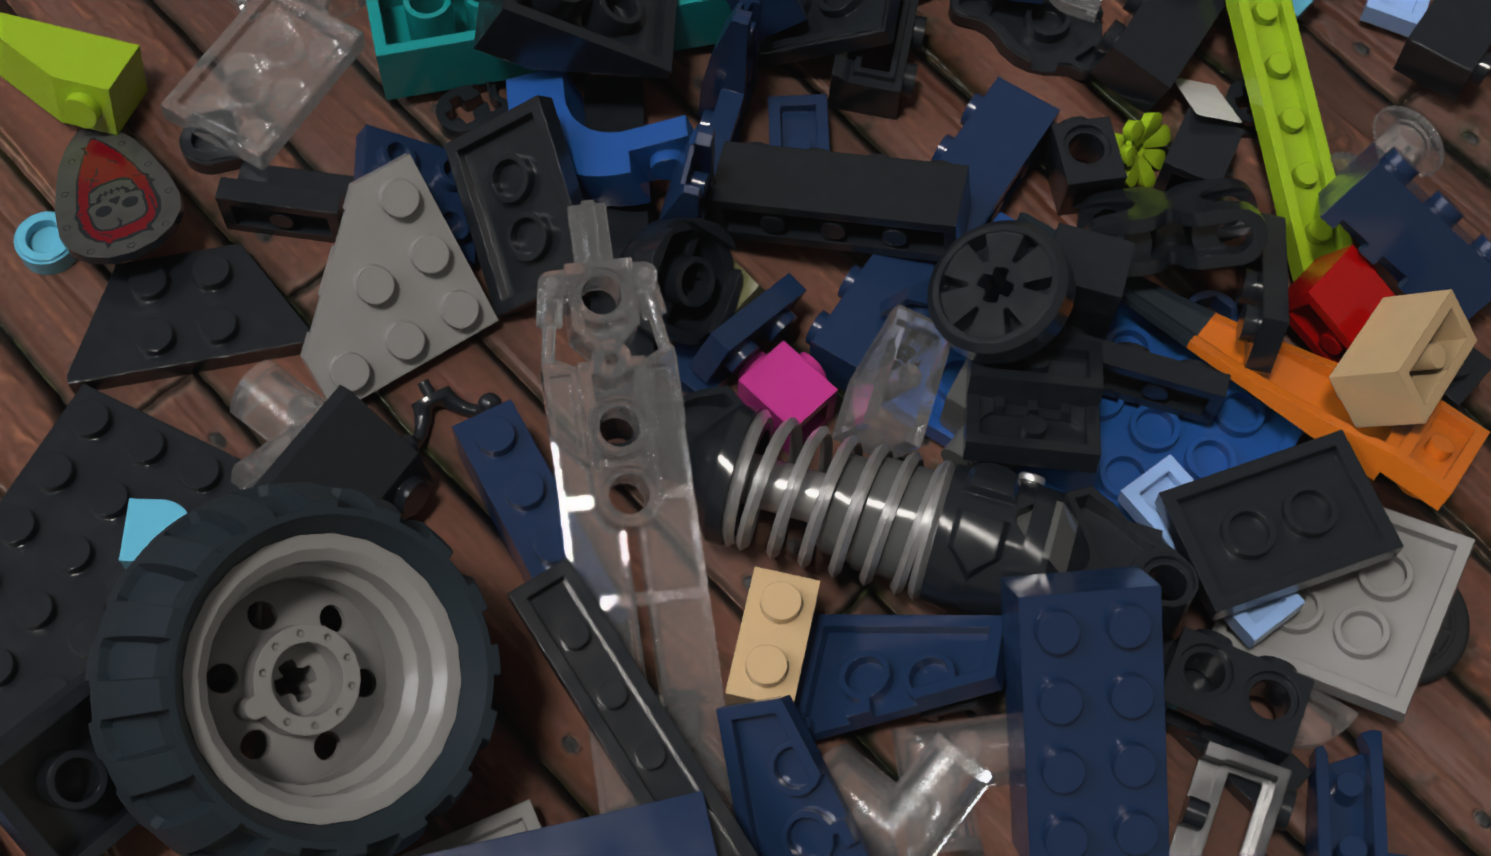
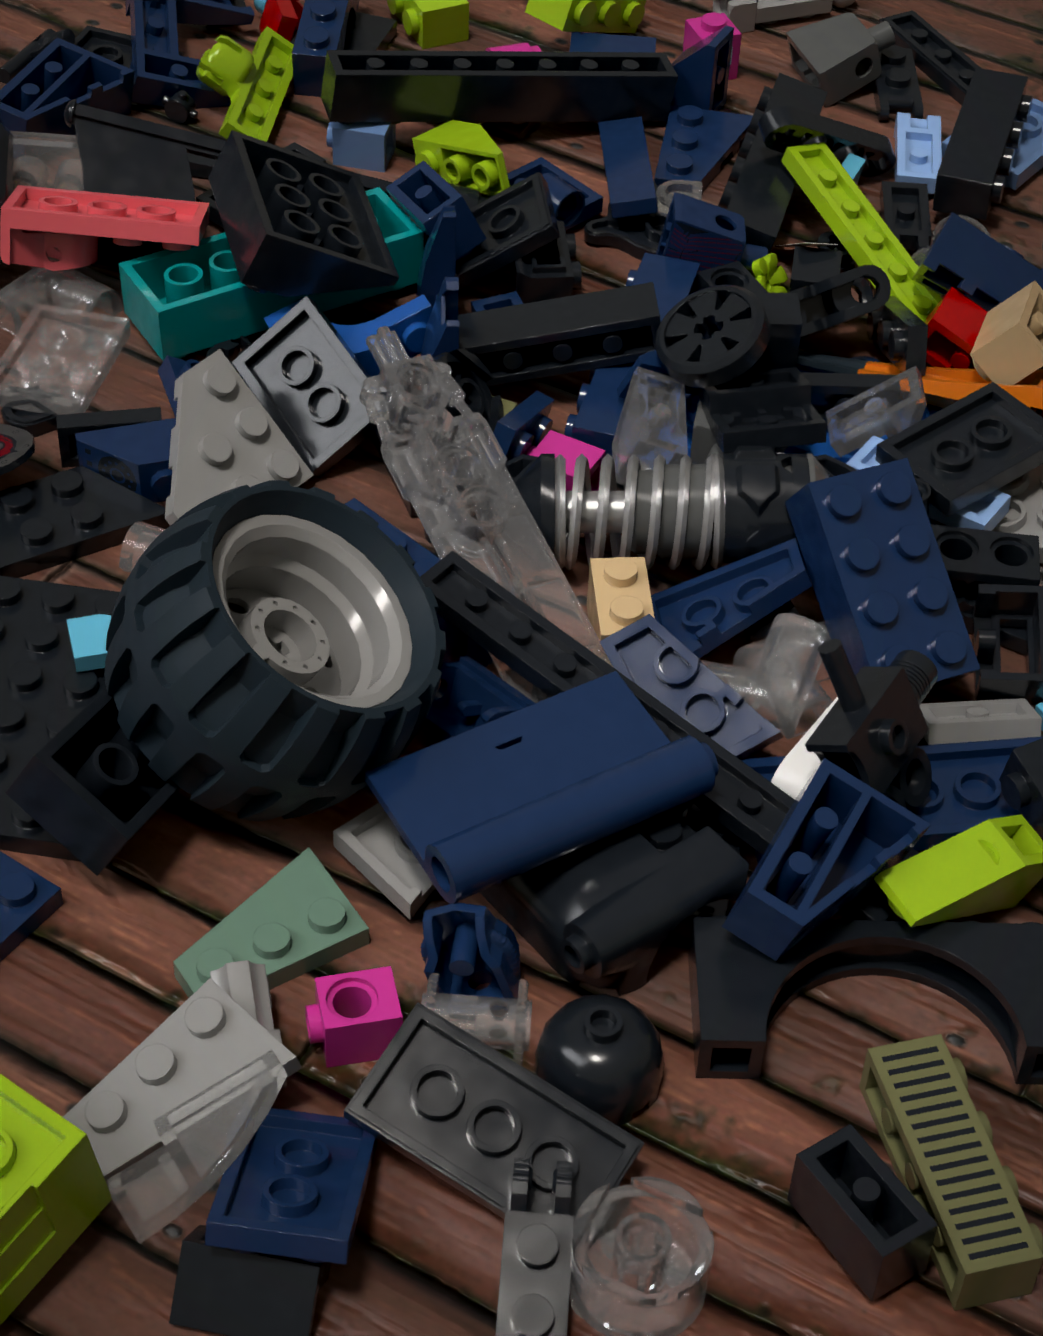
camera: 15 degrees left, 20 degrees down
(289, 249) = (131, 456): none -> dark blue slope
(544, 756) = (470, 698): none -> dark blue hinge
(1081, 73) = (706, 235): none -> dark blue torso
(1187, 423) = (877, 412): none -> clear slope
(1355, 76) = (907, 213): none -> black hinge

